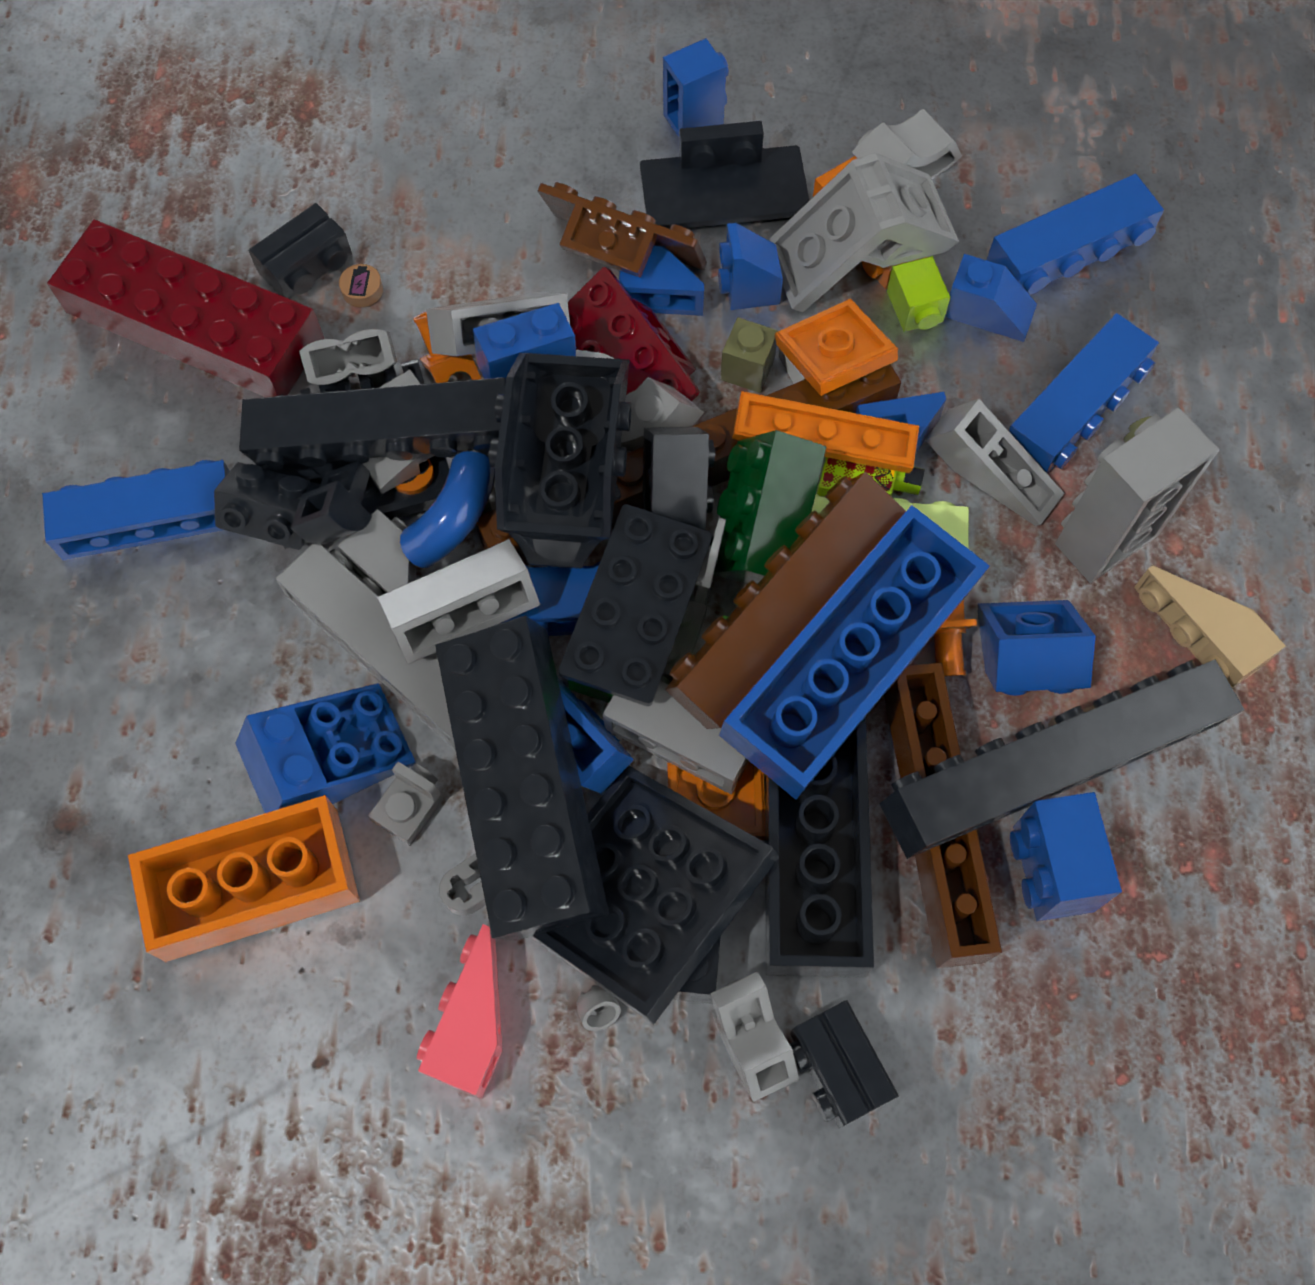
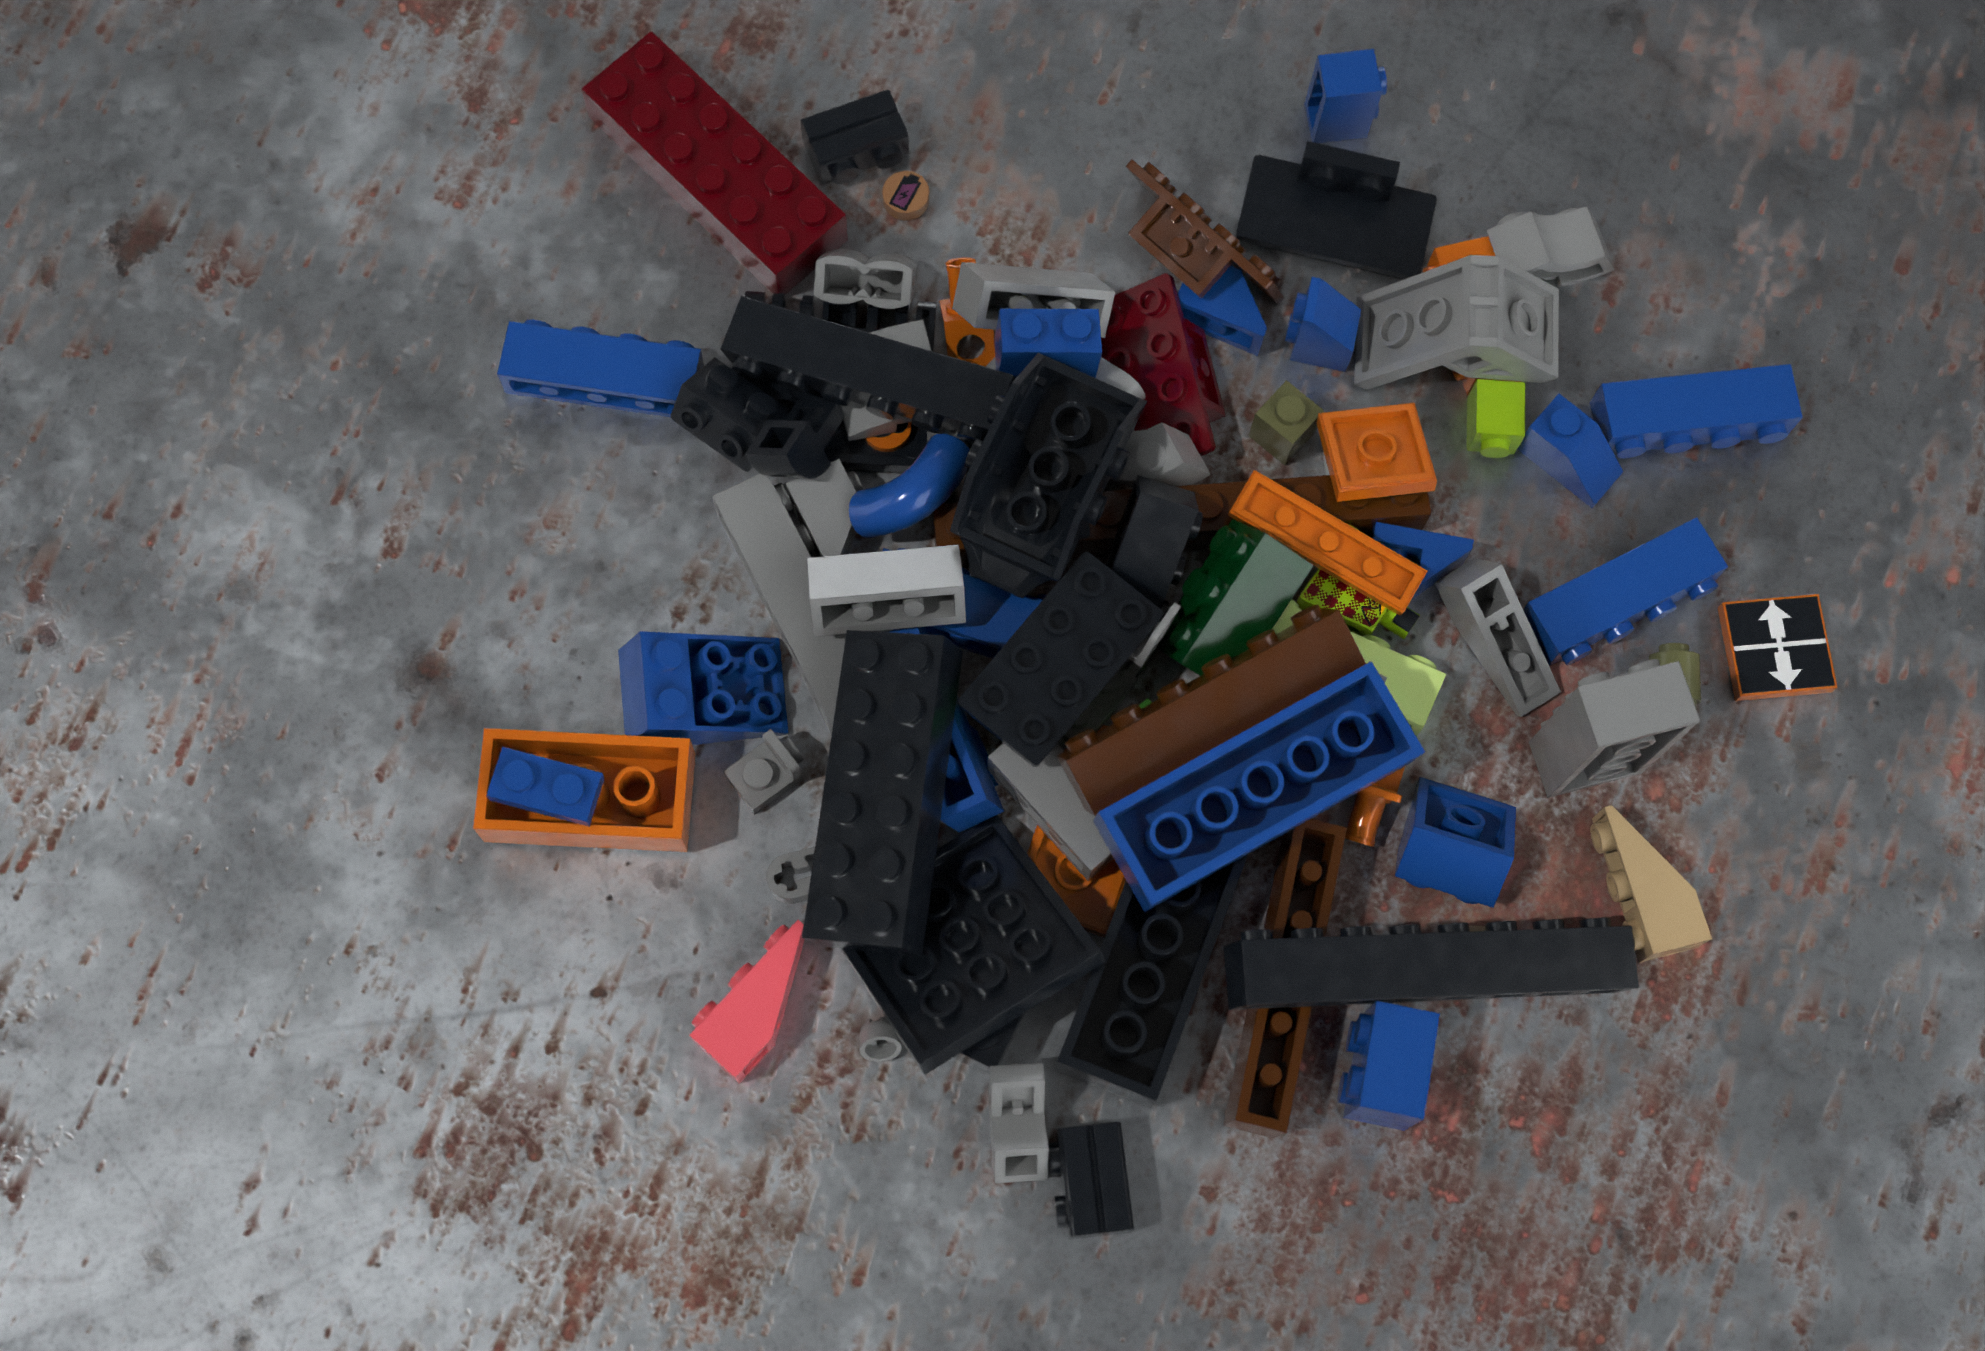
camera: 15 degrees right, 5 degrees up
(202, 887) = (545, 786): none -> blue plate
(1222, 395) = (1777, 647): none -> black tile

